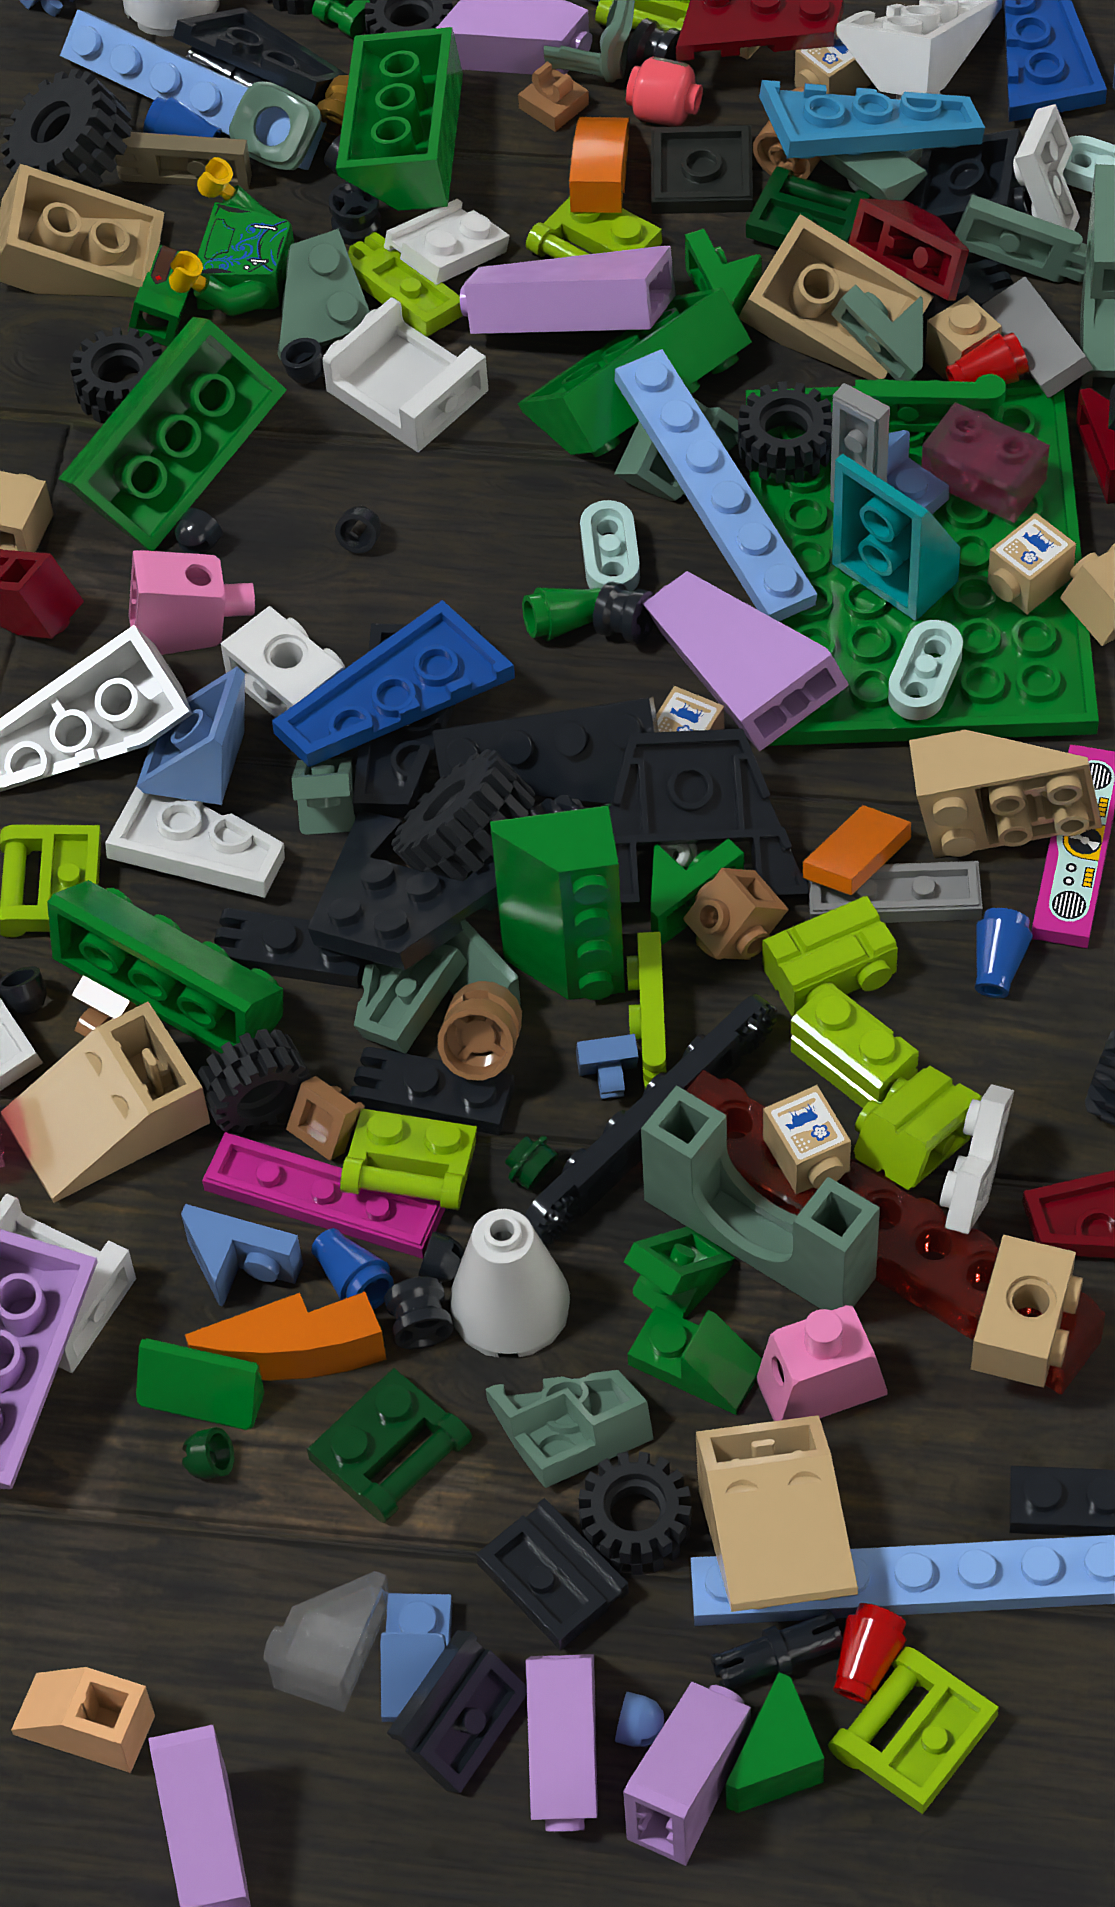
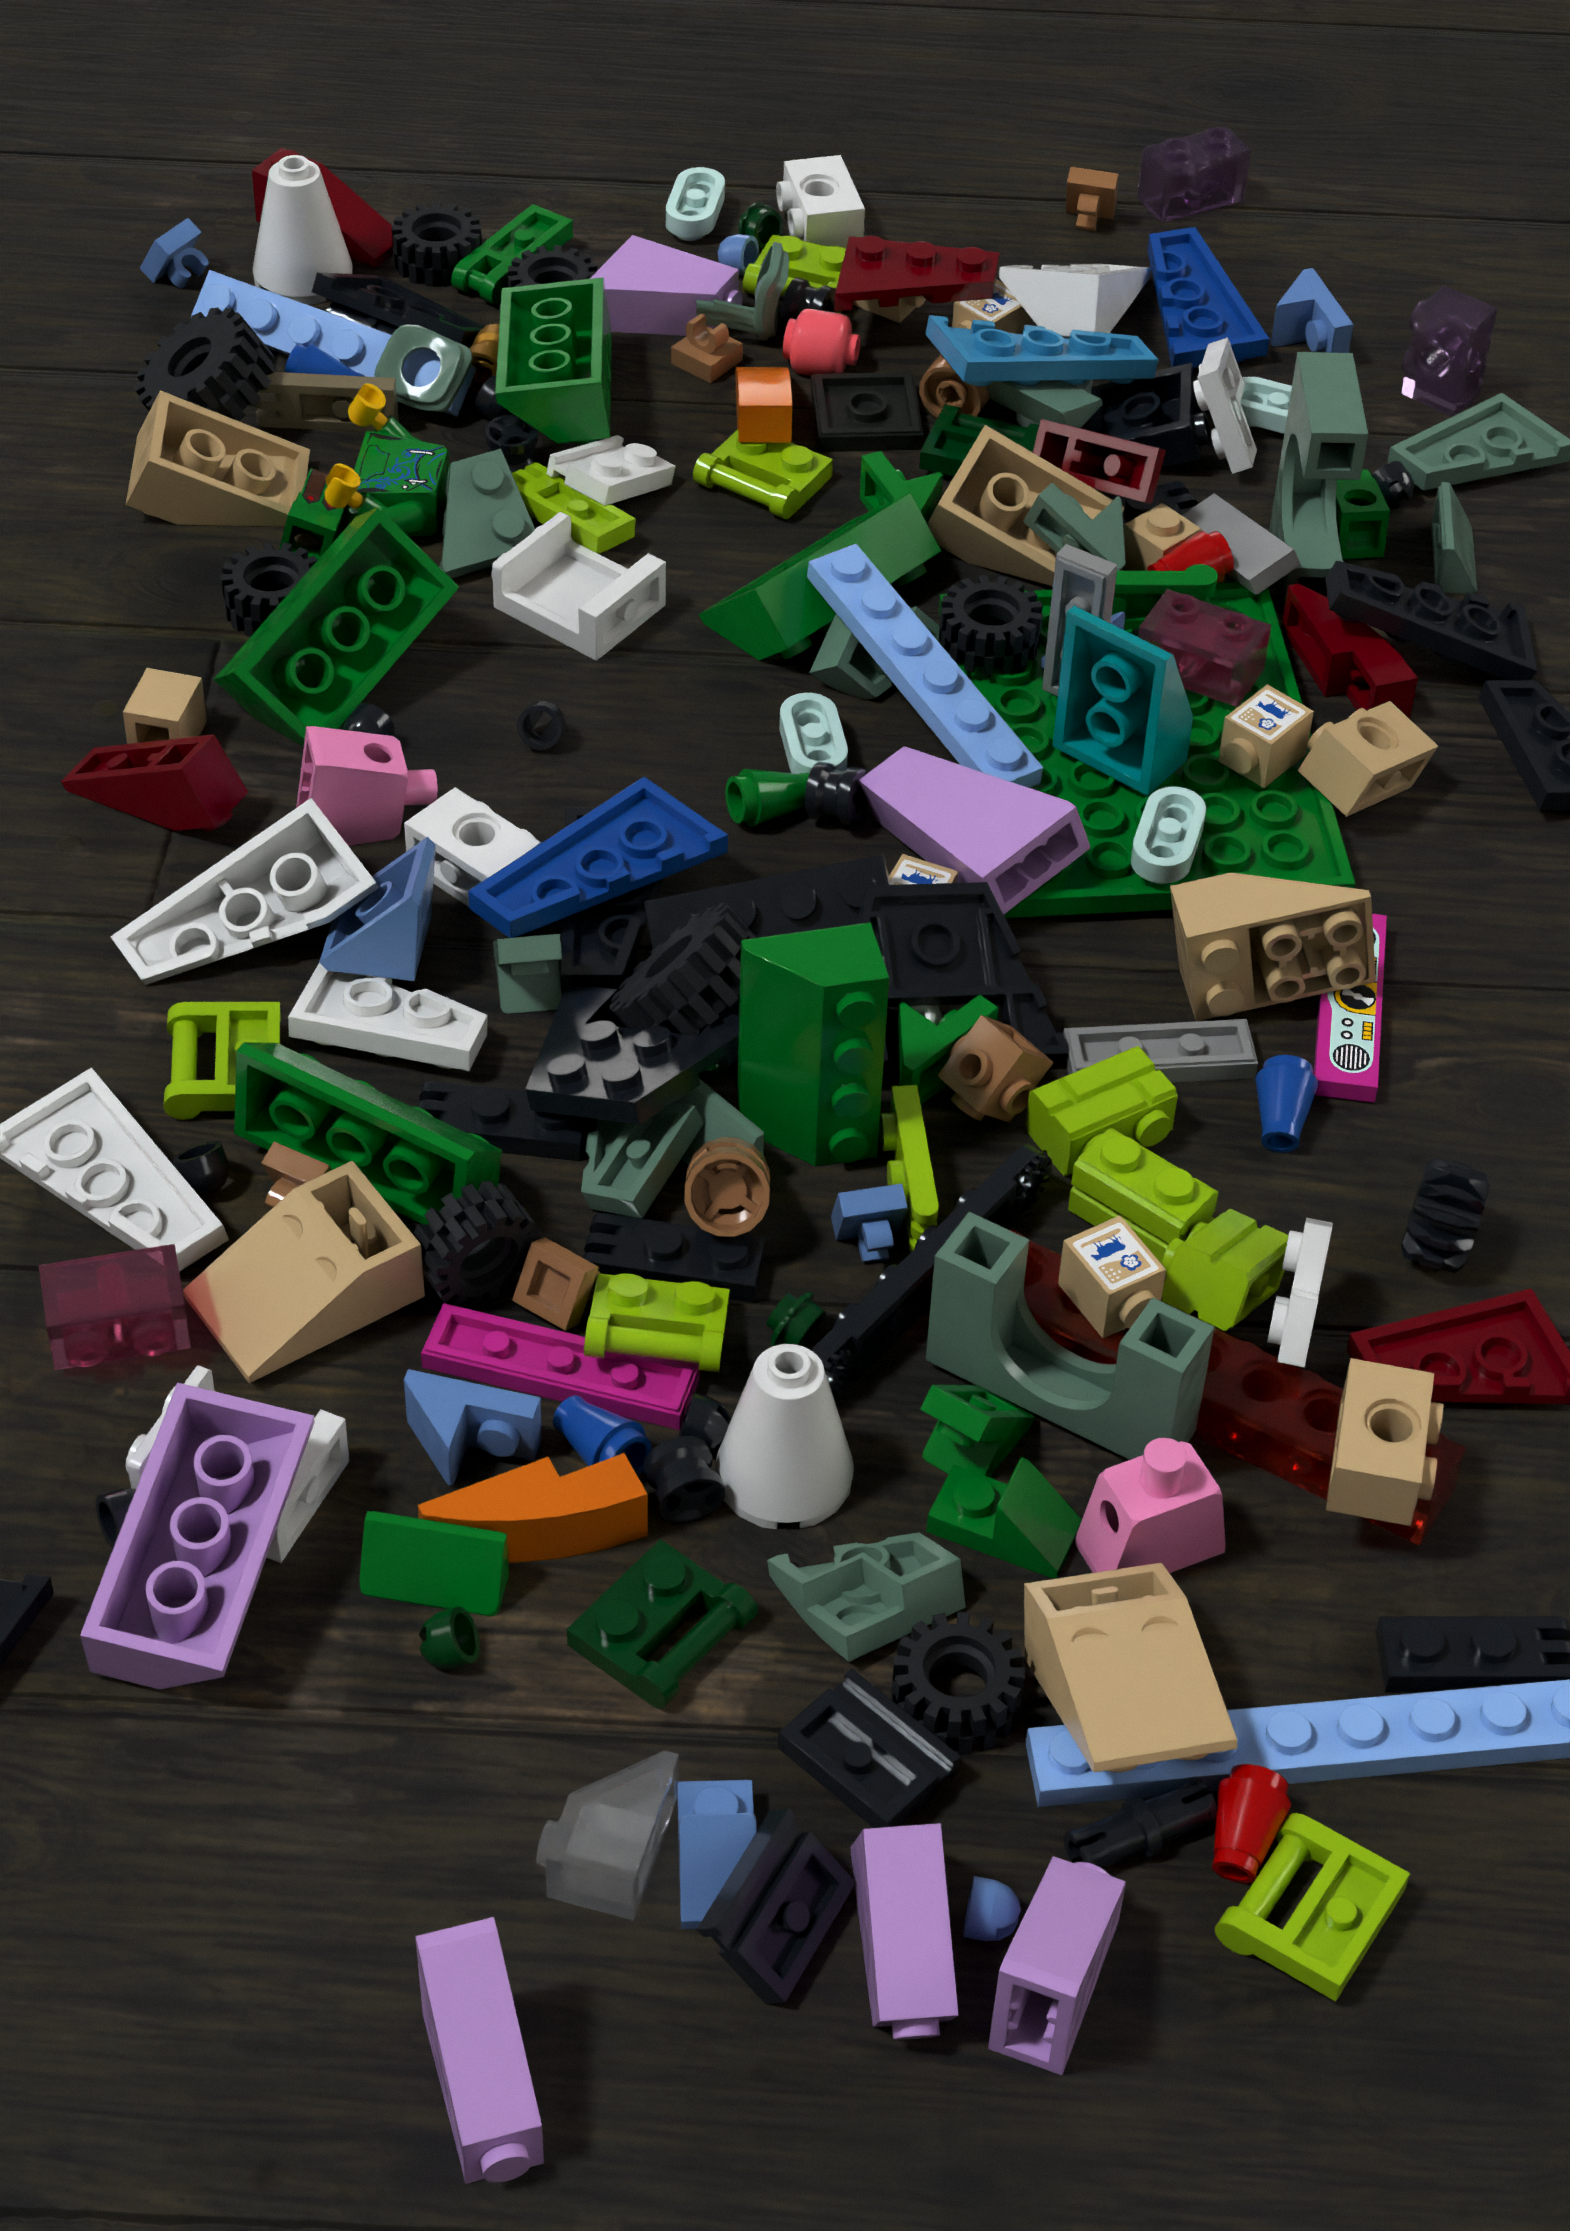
camera: 10 degrees left, 10 degrees down
(87, 1715) = (328, 1930): light nougat slope -> none
(303, 360) = (471, 574): black hinge -> none
(571, 293) = (745, 508): lavender slope -> none
(778, 1754) = (1164, 1937): green slope -> none
(856, 850) = (1116, 1009): orange tile -> none
(1022, 241) = (1212, 463): sand green hinge -> none

